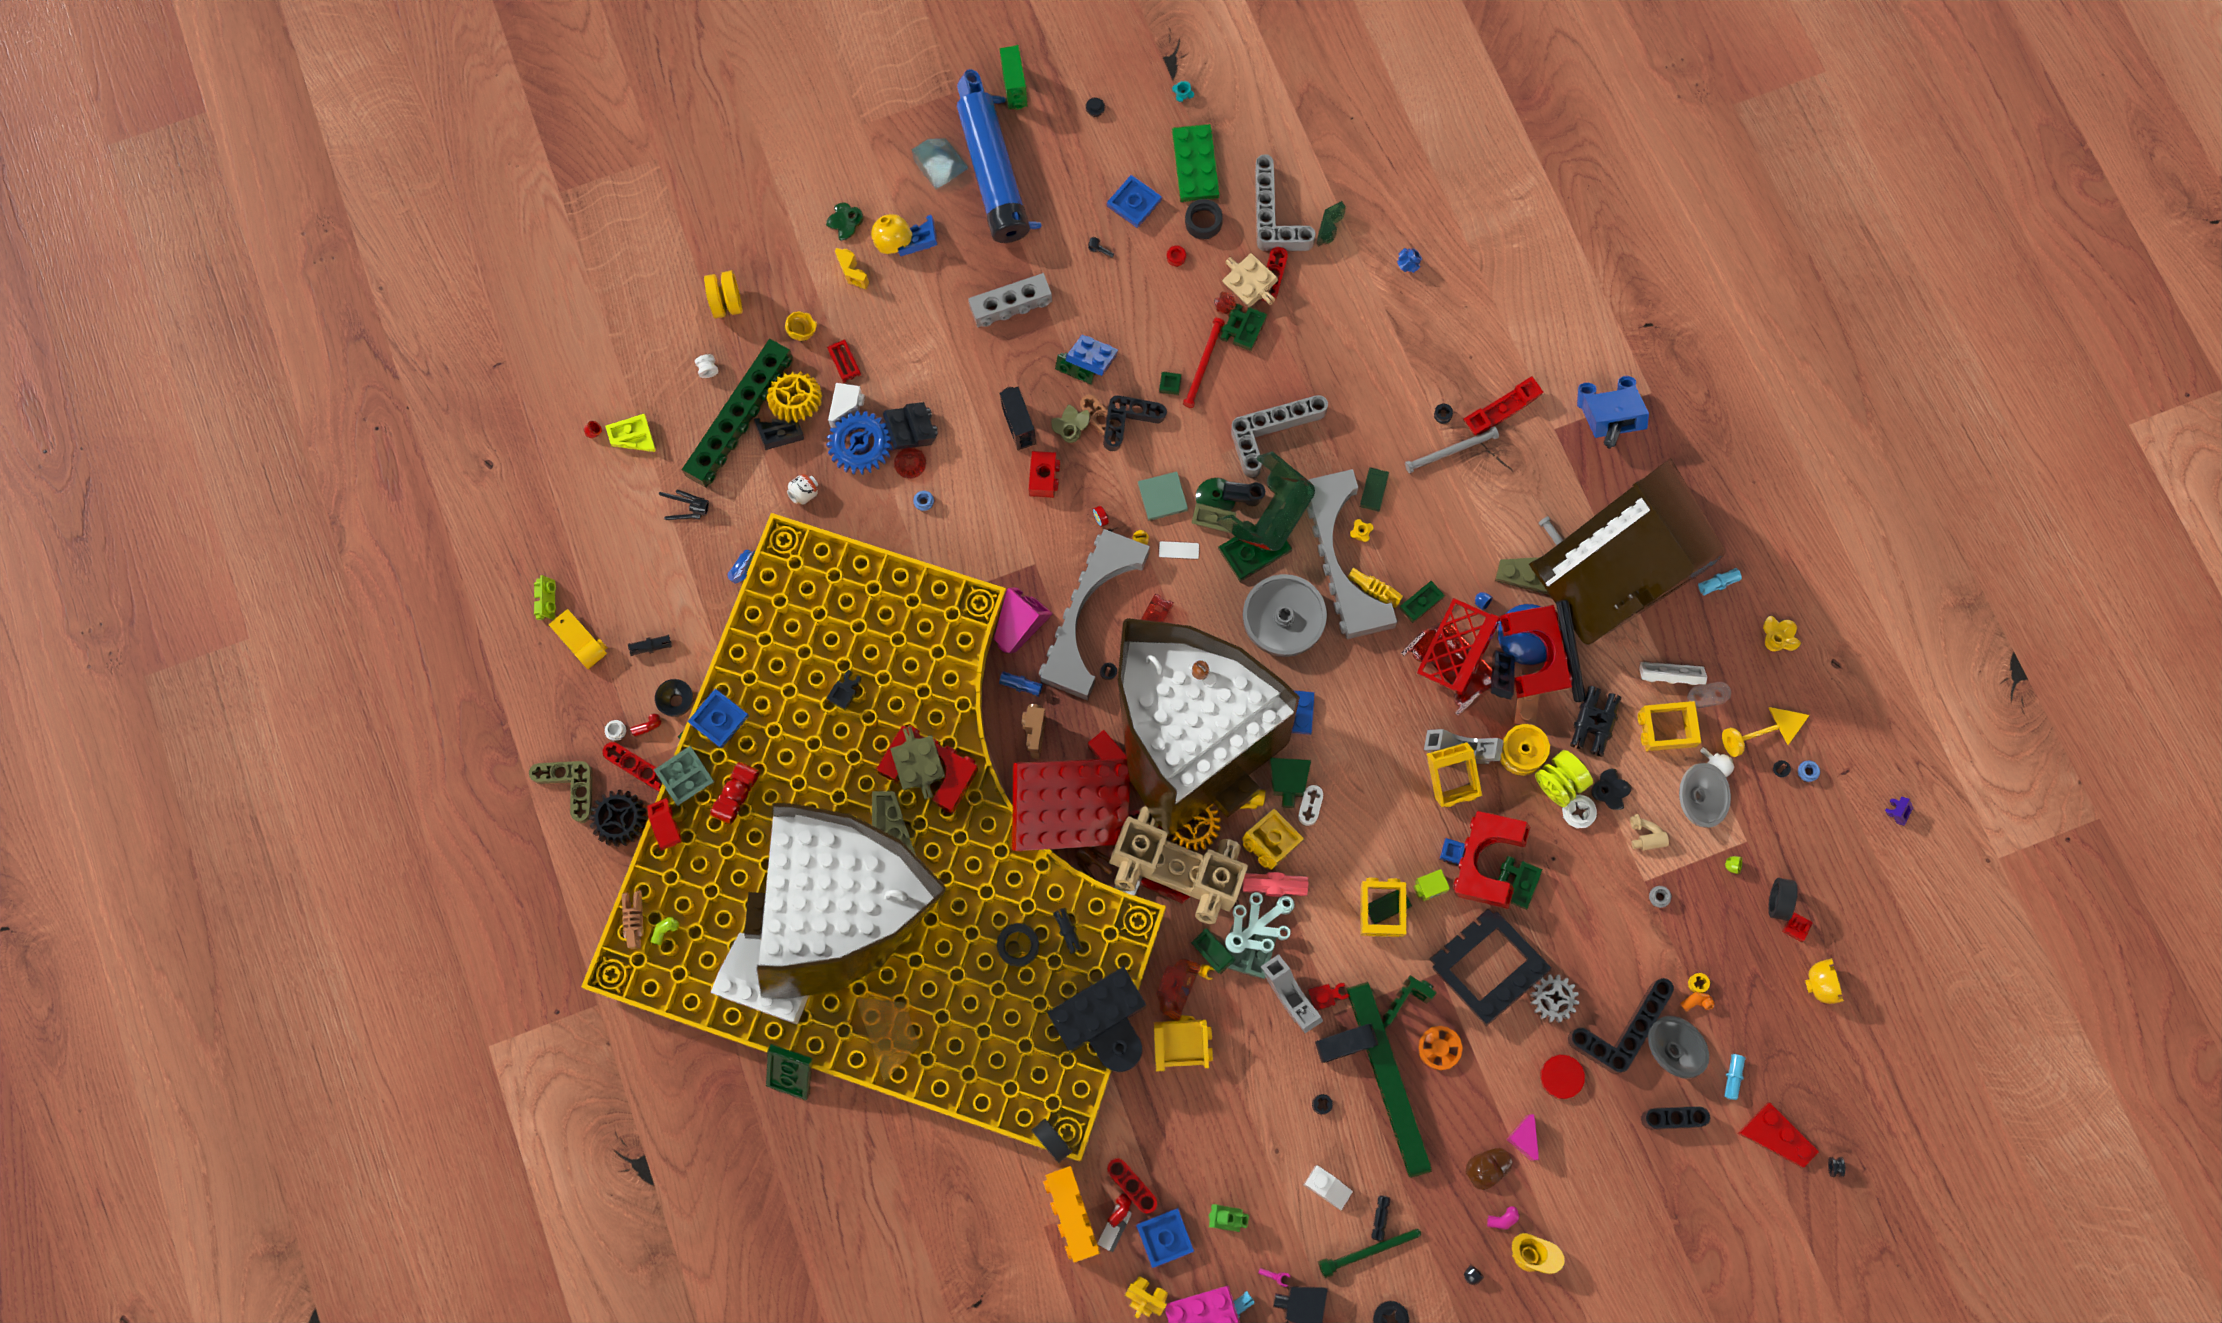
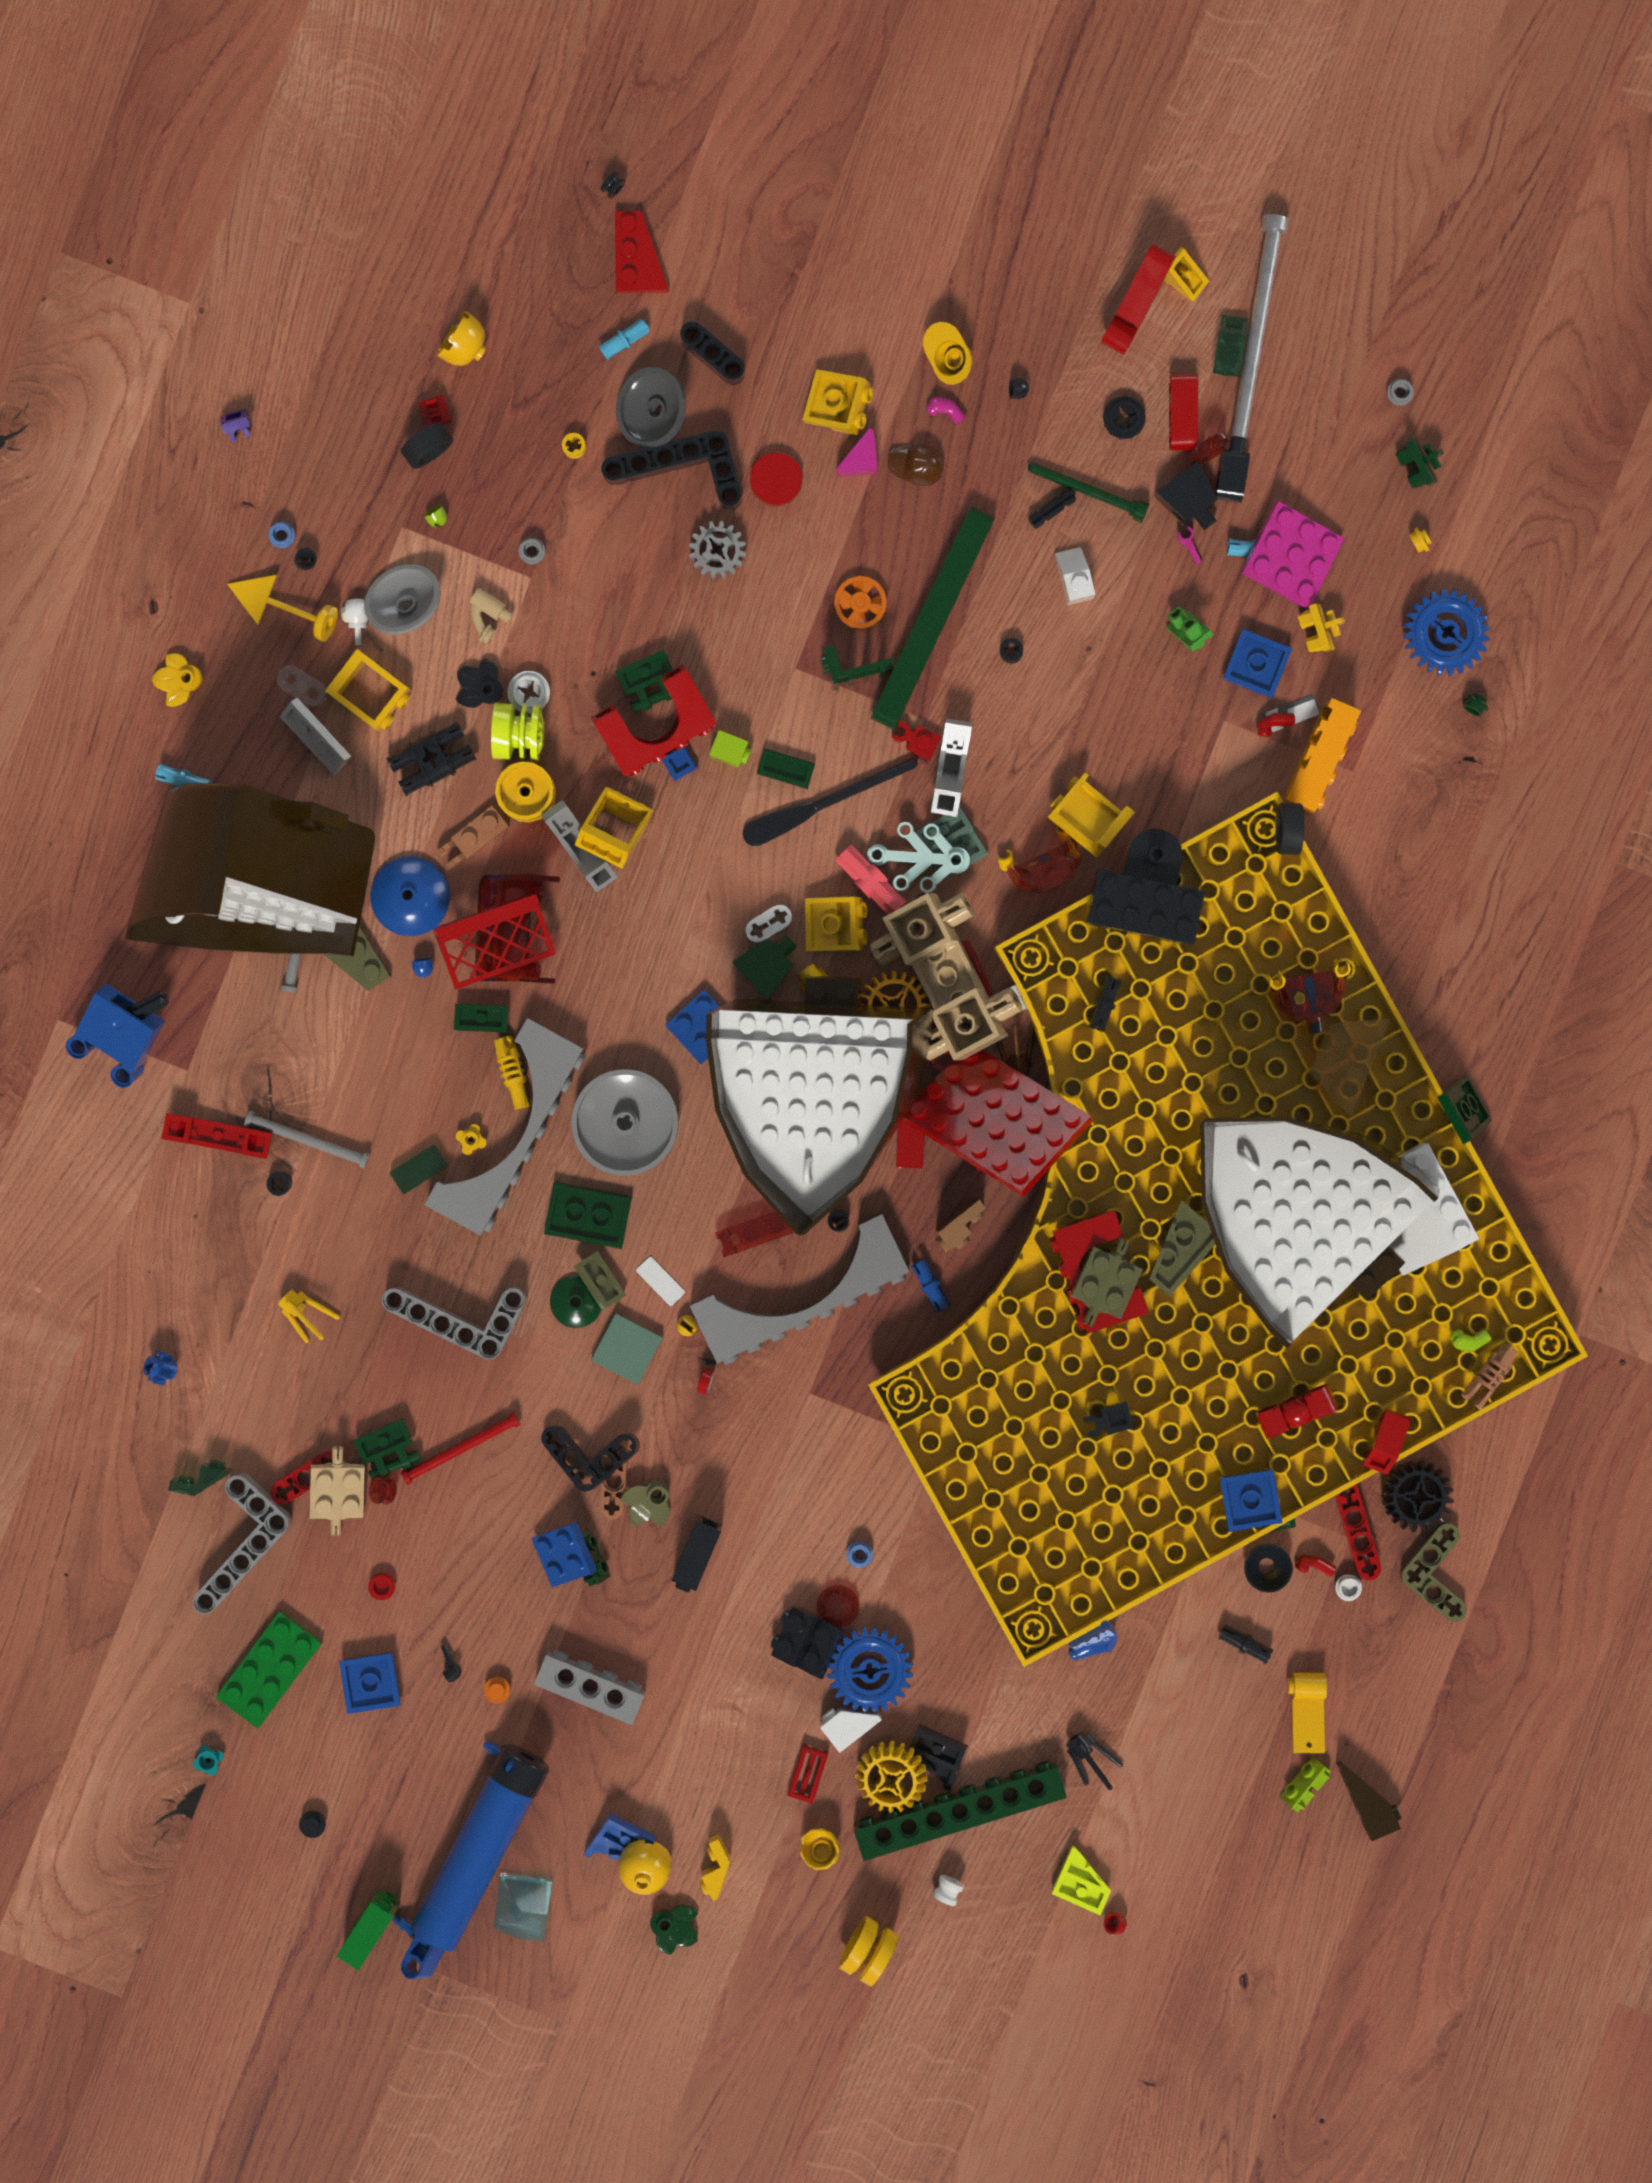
camera: 145 degrees left, 15 degrees up
(495, 619) = (1373, 1809): none -> dark brown slope
(684, 775) = (1328, 1473): sand green slope -> none
(802, 489) = (966, 1672): white head -> none
(947, 1049) = (1310, 995): none -> clear red torso
(1013, 928) = (1182, 1032): black tyre -> none
(1019, 620) = (877, 1348): dark pink slope -> none
(1040, 463) = (714, 1489): red brick -> none
(1060, 256) = (497, 1690): none -> orange plate
(1127, 1175) = (1251, 722): red beam -> none
(1170, 383) = (512, 1457): dark green tile -> none
(1198, 672) = (777, 1124): dark orange hinge -> none
(1201, 205) = (309, 1617): black tyre -> none
(1213, 951) = (983, 872): dark green tile -> none
(1241, 492) = (551, 1280): black piece -> none
(1284, 511) = (535, 1223): clear green windscreen -> none
(1346, 1043) = (942, 680): black beam -> none
(1361, 869) = (780, 822): none -> black piece
(1370, 355) = (293, 1306): none -> yellow plant
(1382, 930) = (815, 749): yellow window -> none
(1502, 675) = (478, 877): black plate -> none
(1510, 988) = (749, 594): black hinge -> none
(1543, 624) = (429, 834): red arch -> none
(1571, 650) = (393, 841): black axle -> none
(1572, 1159) = (838, 402): none -> yellow plate
(1698, 999) = (589, 433): orange arm -> none

